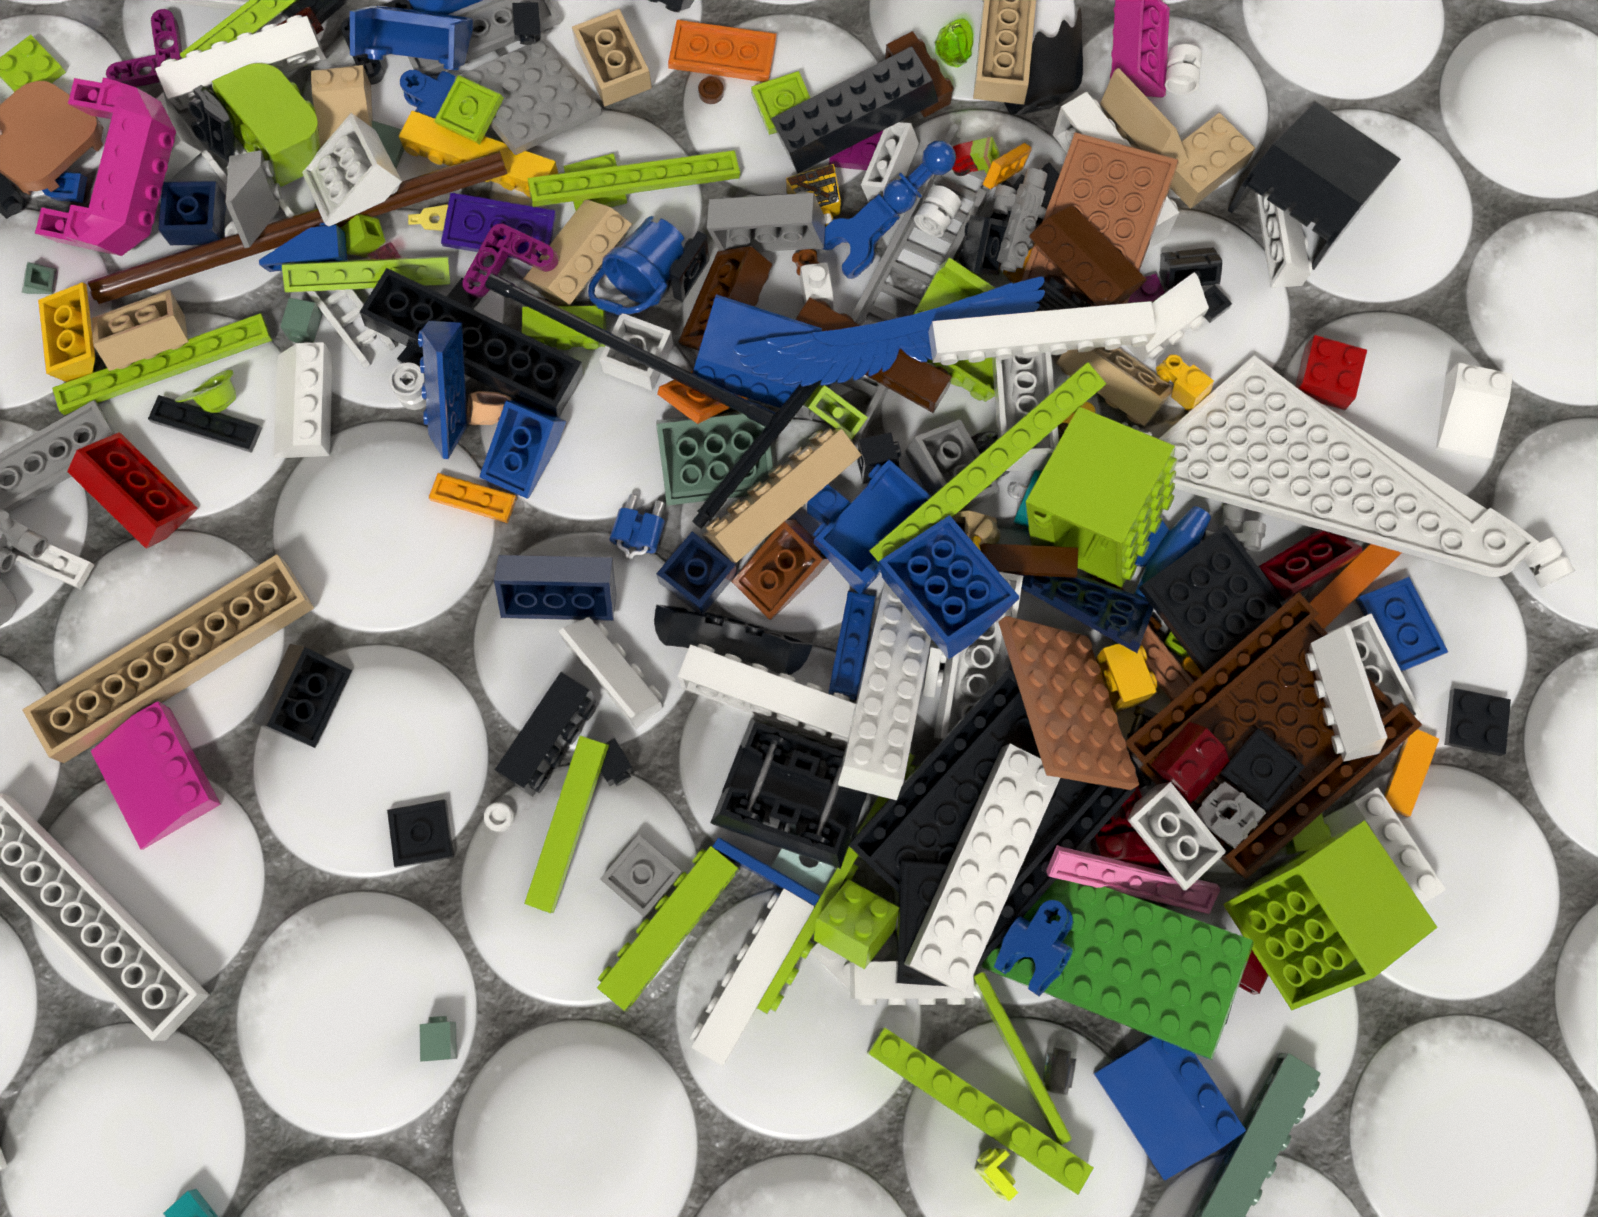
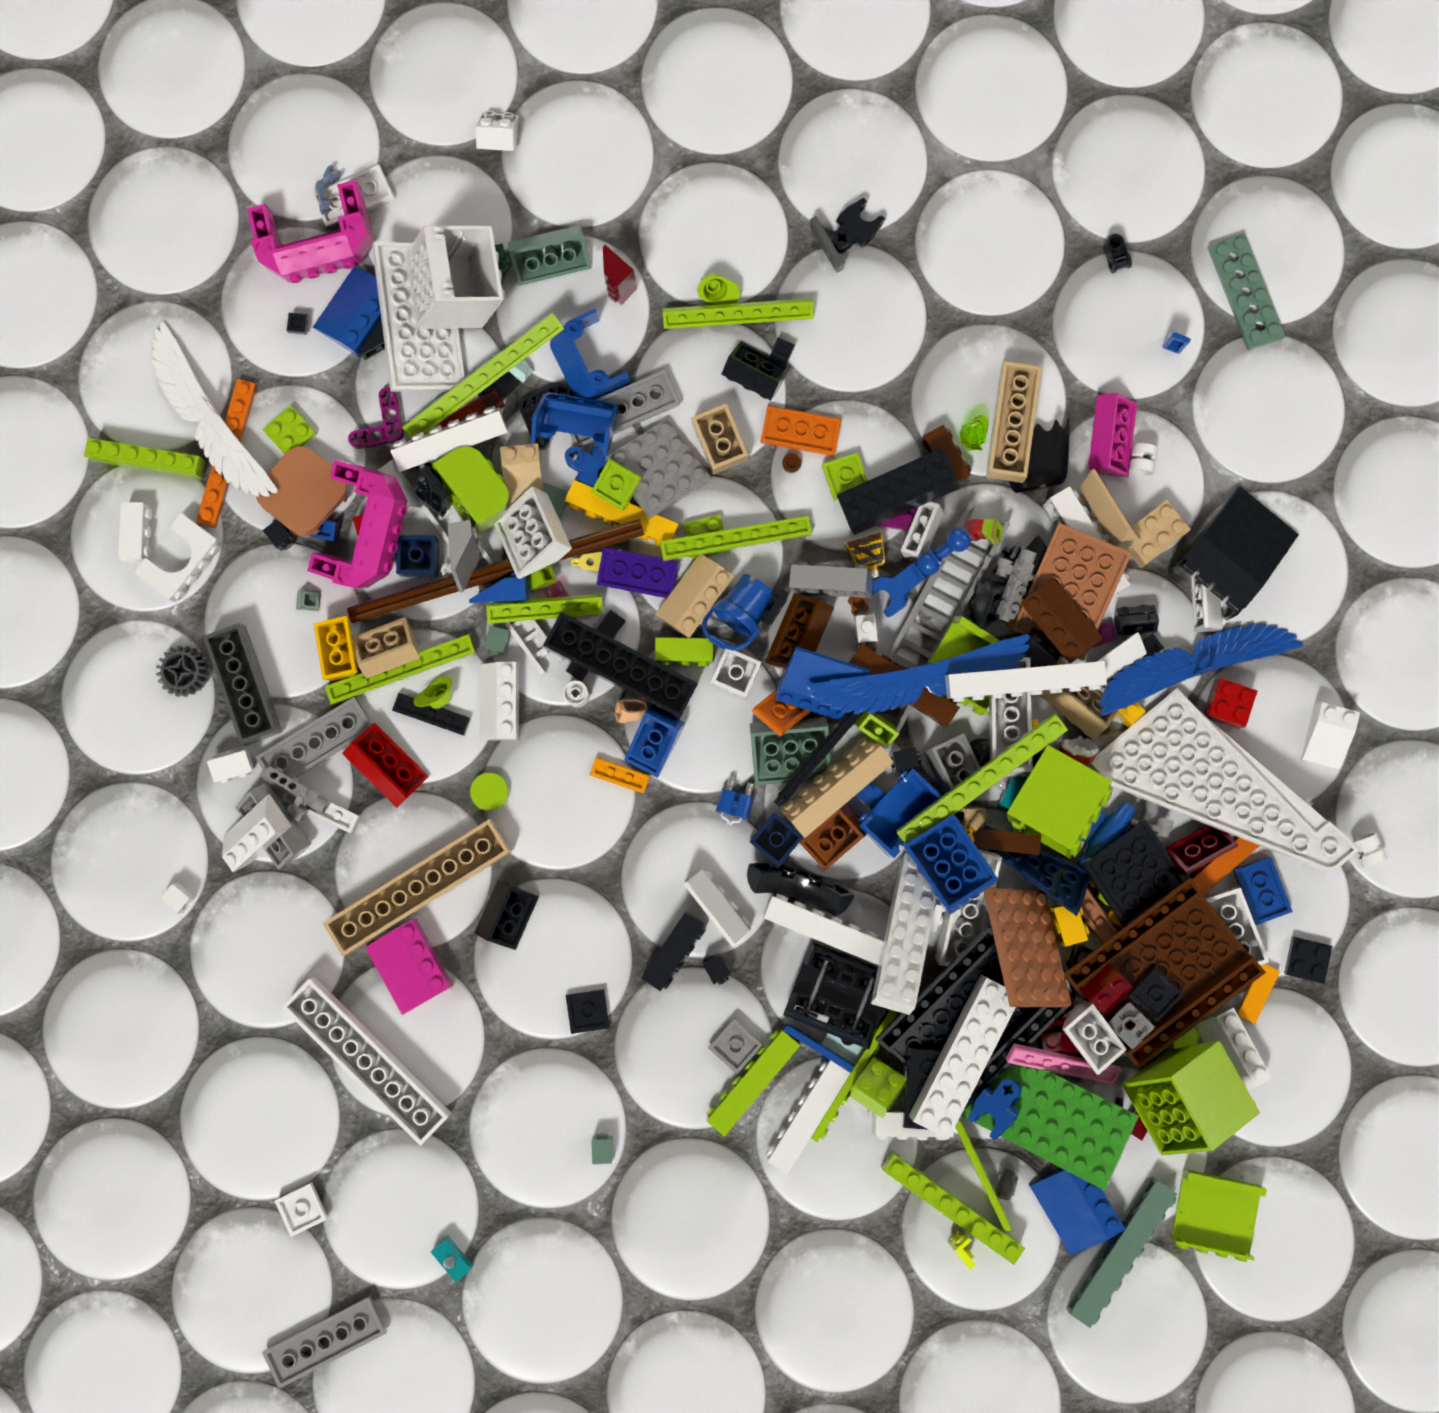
camera: 10 degrees right, 10 degrees up
(284, 525) = (489, 791): none -> lime tile
(443, 384) = (602, 702): blue slope -> none
(498, 817) = (639, 1002): white tile -> none
(506, 247) = (645, 592): magenta beam -> none
(526, 22) = (657, 411): black brick -> none
(555, 587) = (679, 847): dark blue brick -> none
(566, 824) = (686, 1010): lime tile -> none
(751, 410) = (818, 728): black piece -> none
(852, 645) = (881, 893): blue tile -> none
(937, 211) = (955, 571): white wheel -> none
(1007, 165) = (1008, 539): light orange tile -> none
(1245, 325) = (1177, 665): none -> blue piece
(1346, 695) = (1215, 952): white slope -> none
(1382, 1106) = (1216, 1214): none -> lime panel

